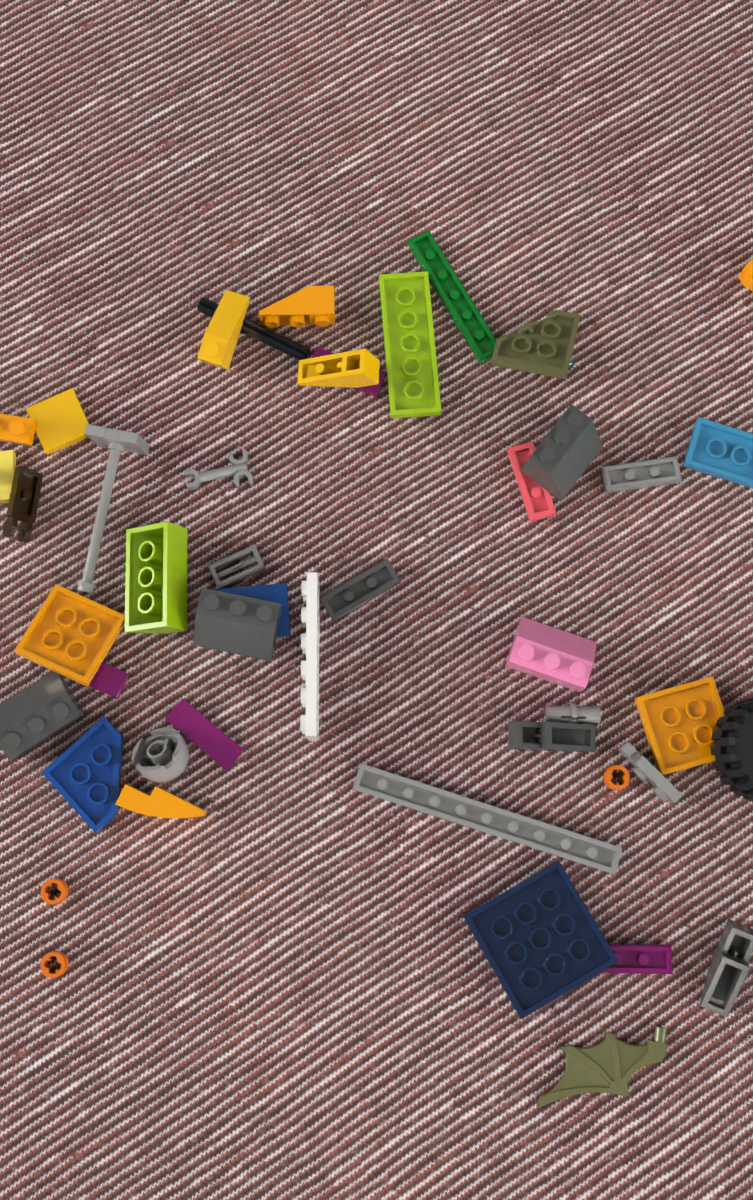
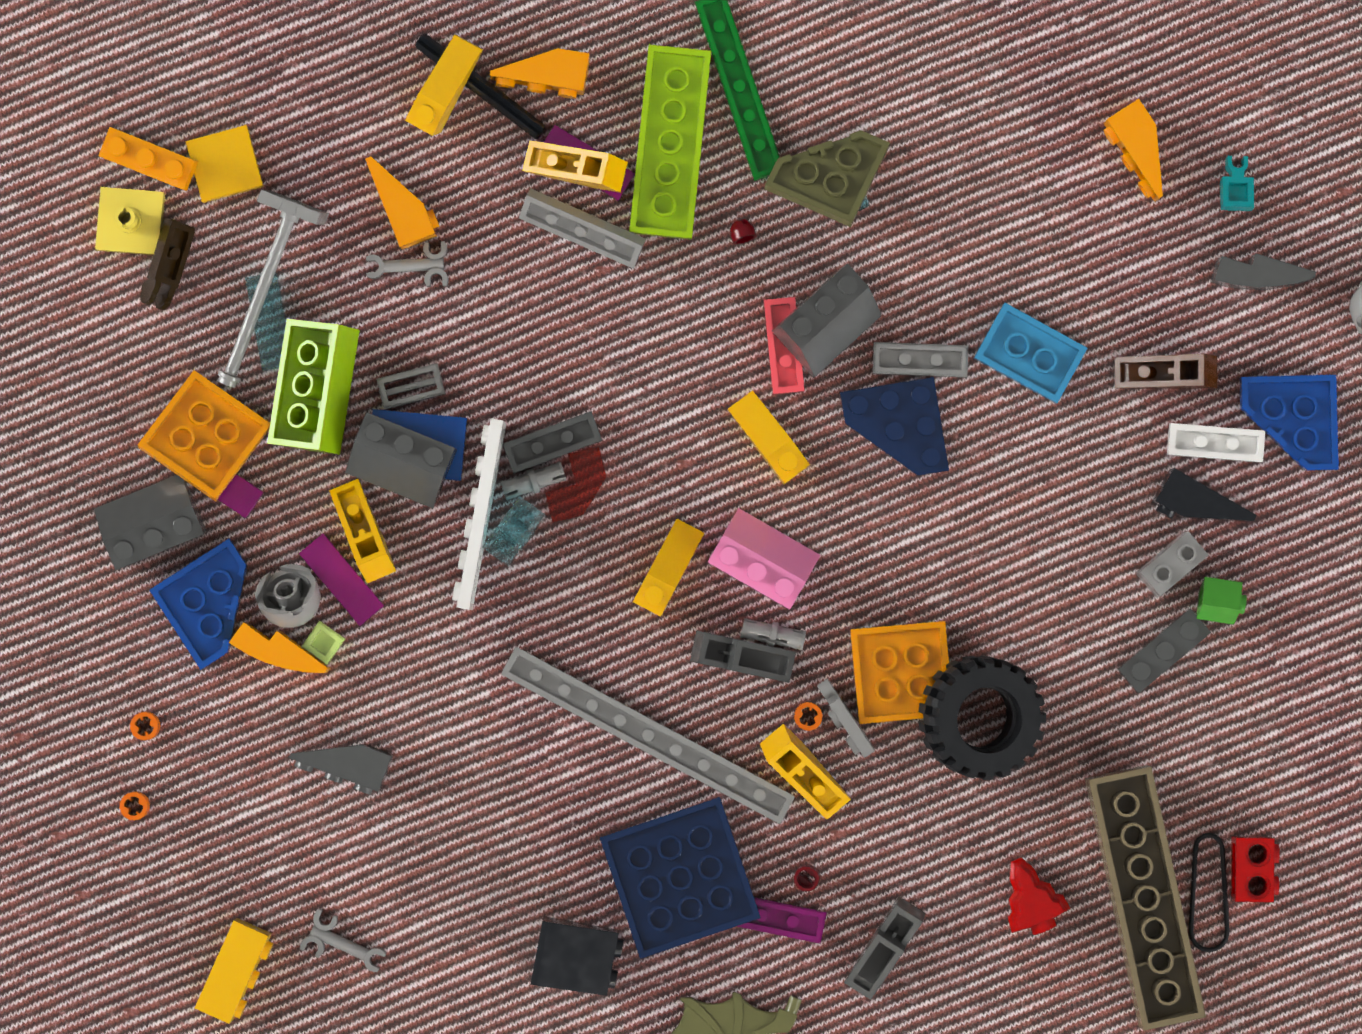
camera: 10 degrees right, 10 degrees up
(113, 537) = (270, 323): none -> clear light blue tile
(162, 1101) = (234, 971): none -> yellow brick
(197, 790) = (323, 642): none -> yellowish green tile
(208, 428) = (406, 213): none -> light orange slope
(215, 691) = (362, 531): none -> yellow slope
(236, 1051) = (320, 934): none -> light grey bar
(241, 890) = (356, 763): none -> dark grey slope
(342, 666) = (514, 531): none -> clear light blue brick
(350, 624) = (533, 480): none -> light grey pin
(352, 419) = (582, 228): none -> light grey plate
(386, 634) = (575, 499): none -> clear red tile
(464, 1028) = (576, 956): none -> black slope
(475, 676) = (668, 567): none -> yellow slope
(480, 401) = (742, 232): none -> dark red hinge
(536, 556) = (768, 437): none -> yellow slope
(625, 825) = (803, 771): none -> yellow slope
(637, 525) = (900, 422): none -> dark blue plate
(645, 922) = (802, 881): none -> dark red hinge

